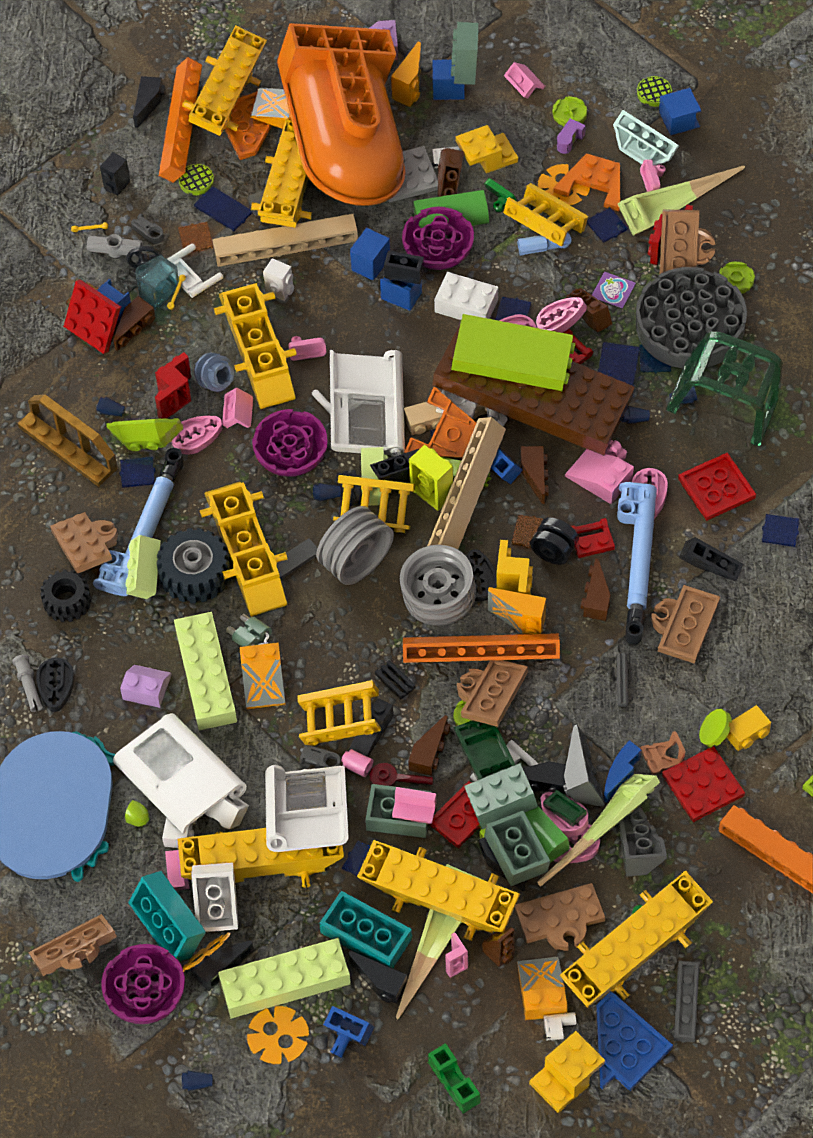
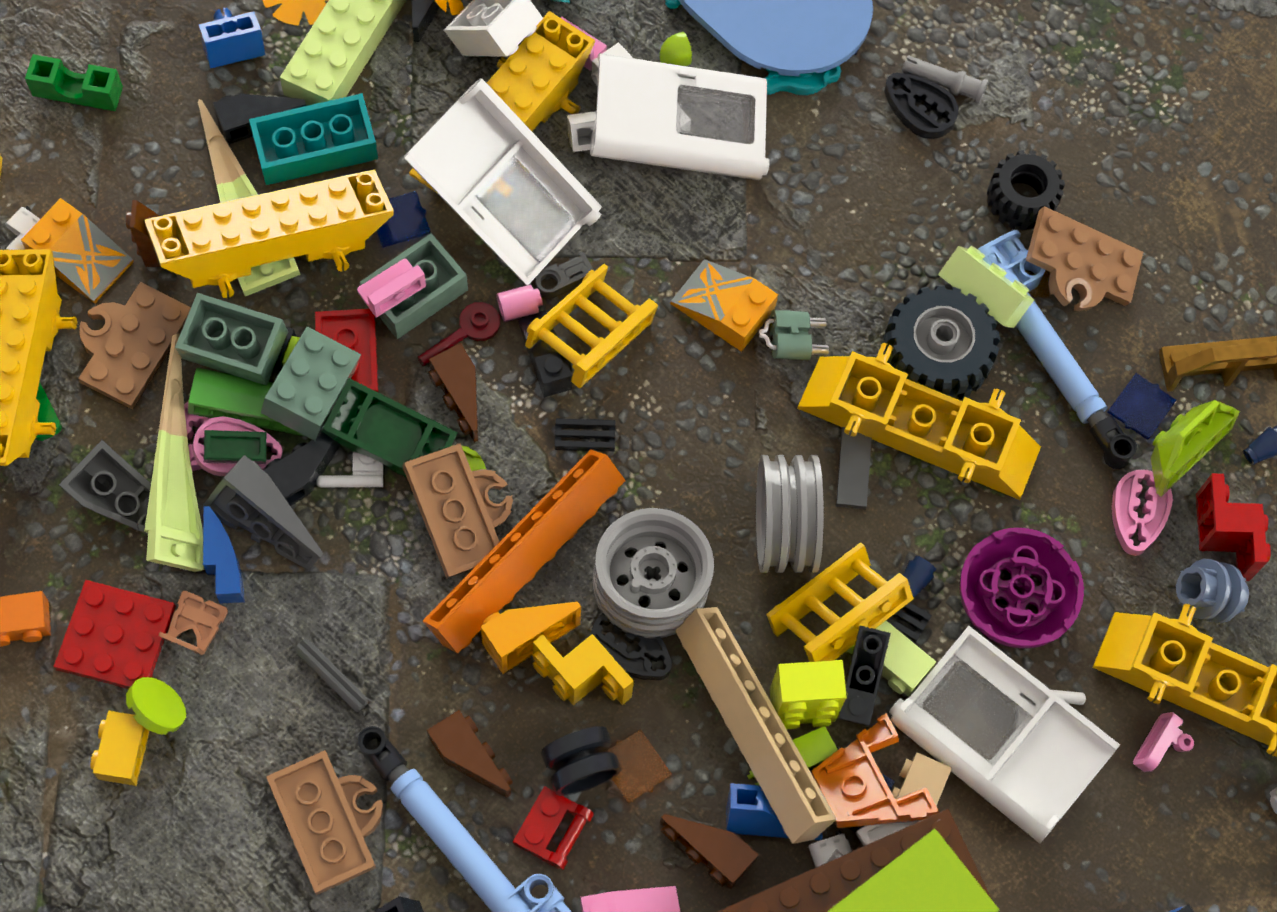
camera: 125 degrees right, 10 degrees up
(145, 685) = (831, 182): lavender slope -> none
(205, 671) = (788, 249): yellowish green brick -> none
(237, 408) = (1134, 585): bright pink panel -> none
(456, 959) = (186, 188): bright pink panel -> none

